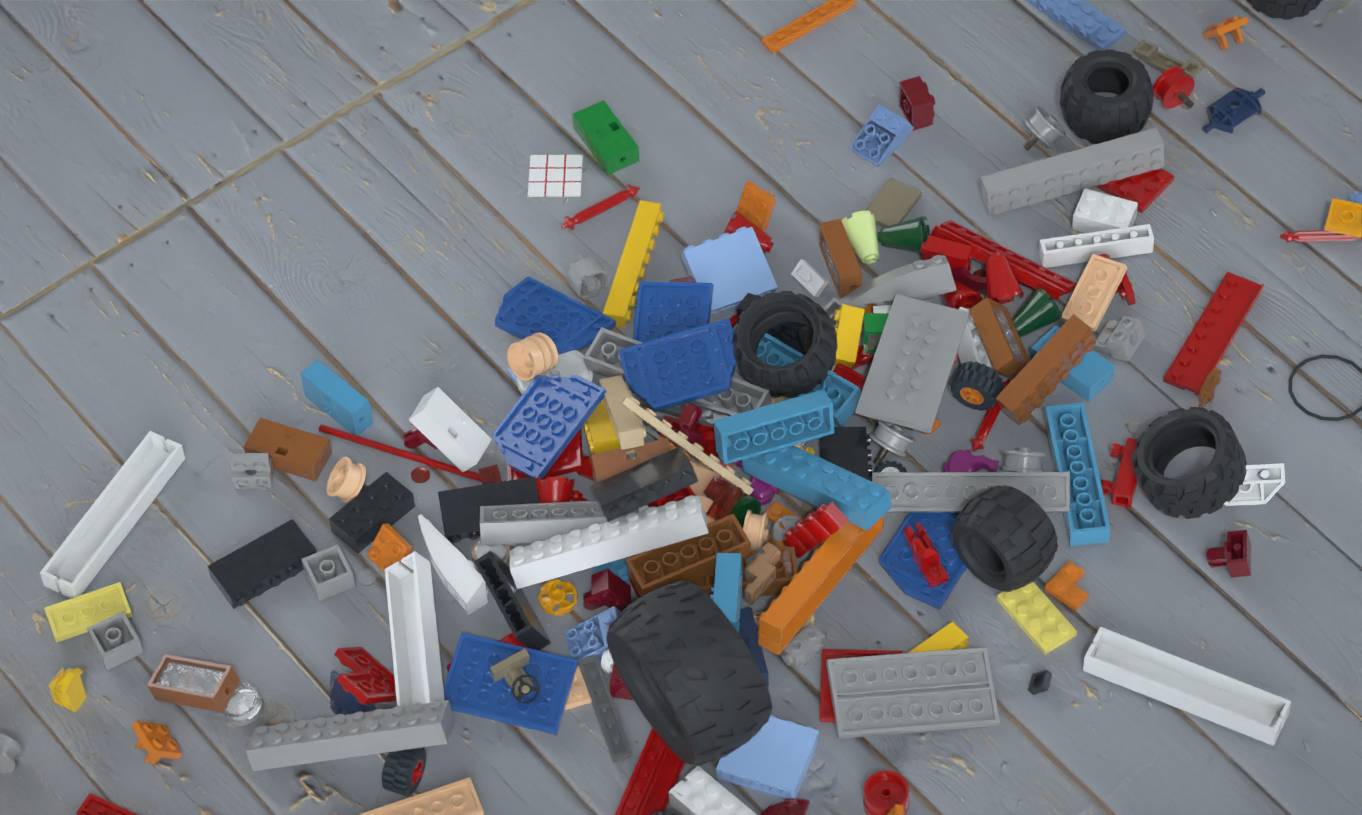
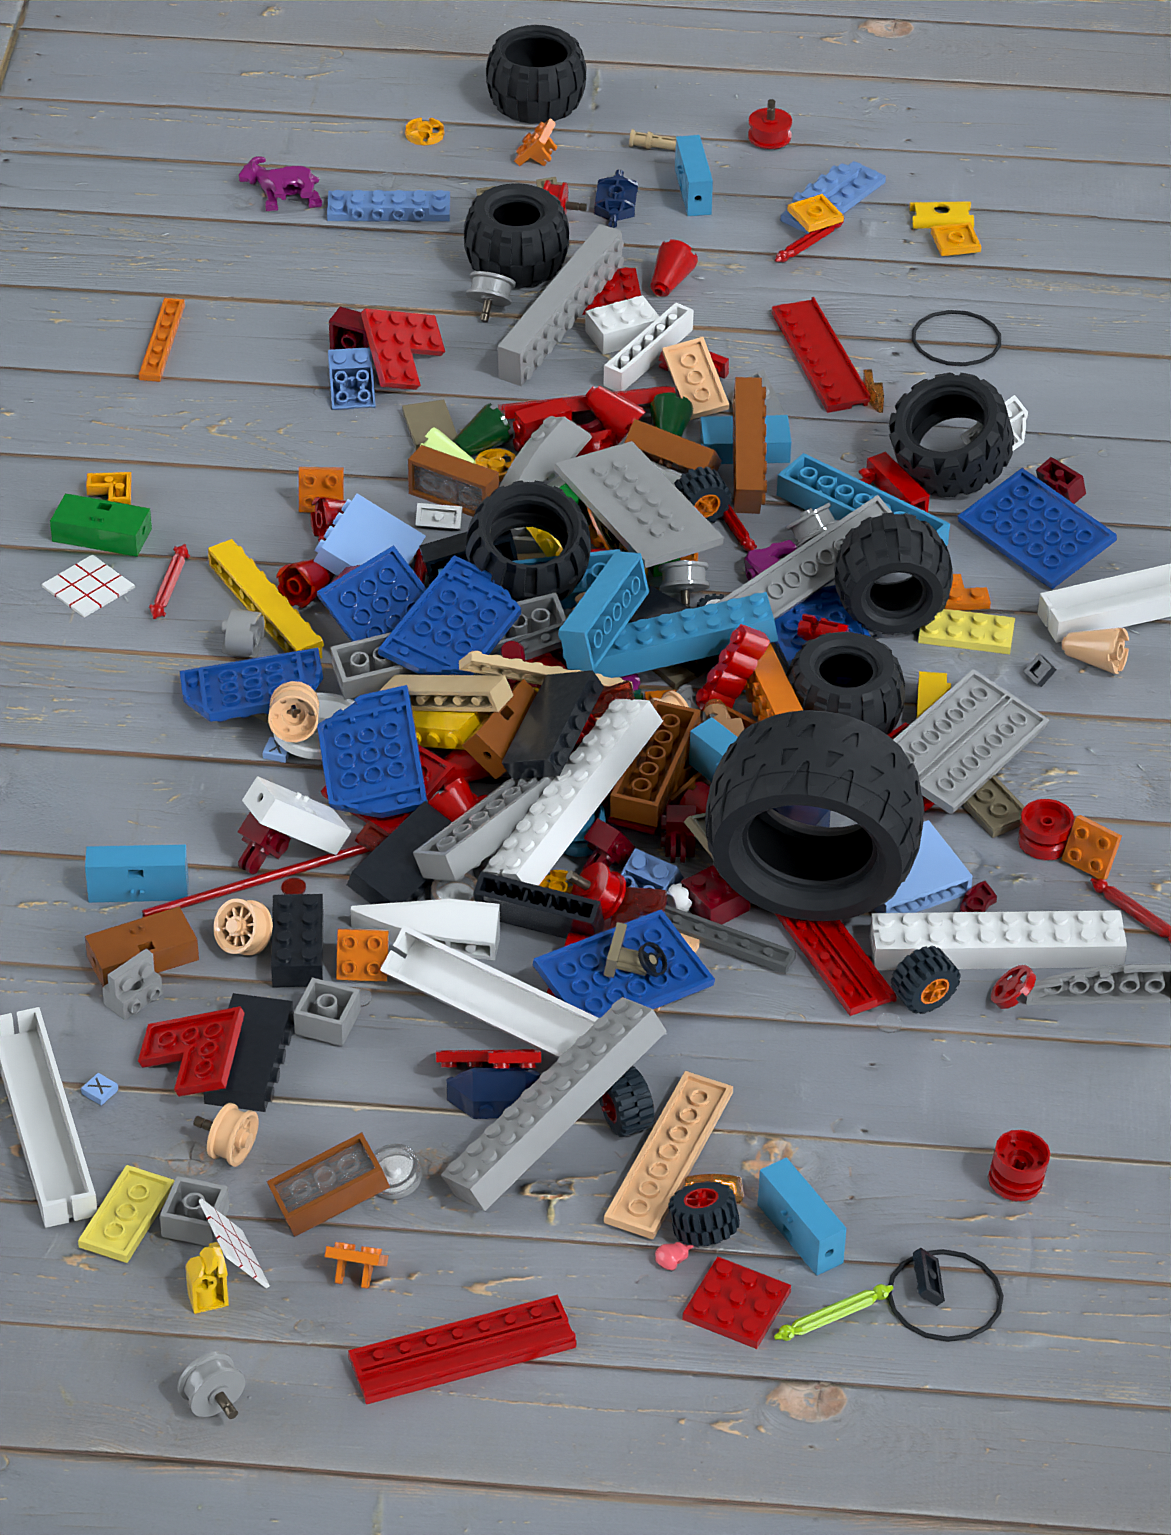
camera: 50 degrees left, 10 degrees down
(102, 677) = (234, 1243): none -> white piece
(167, 522) = (99, 1089): none -> light blue tile
(184, 608) = (230, 1133): none -> light nougat wheel
(237, 536) = (202, 1044): none -> red plate
(561, 617) = (601, 885): none -> red wheel
(577, 643) = (639, 902): none -> clear red plate
(647, 115) = (115, 485): none -> light orange brick
(667, 265) = (301, 581): none -> red cone
(881, 624) = (871, 696): none -> black tyre
(885, 753) = (995, 808): none -> dark tan tile
(893, 263) = (494, 460): none -> light orange piece
(932, 121) = (393, 340): none -> red plate
(1096, 699) = (1099, 648): none -> light nougat cone
(1176, 576) = (1037, 528): none -> blue plate
(1189, 194) = (672, 266): none -> red cone
(1299, 128) = (693, 175): none -> dark azure brick
(1315, 78) = (649, 140): none -> tan pin

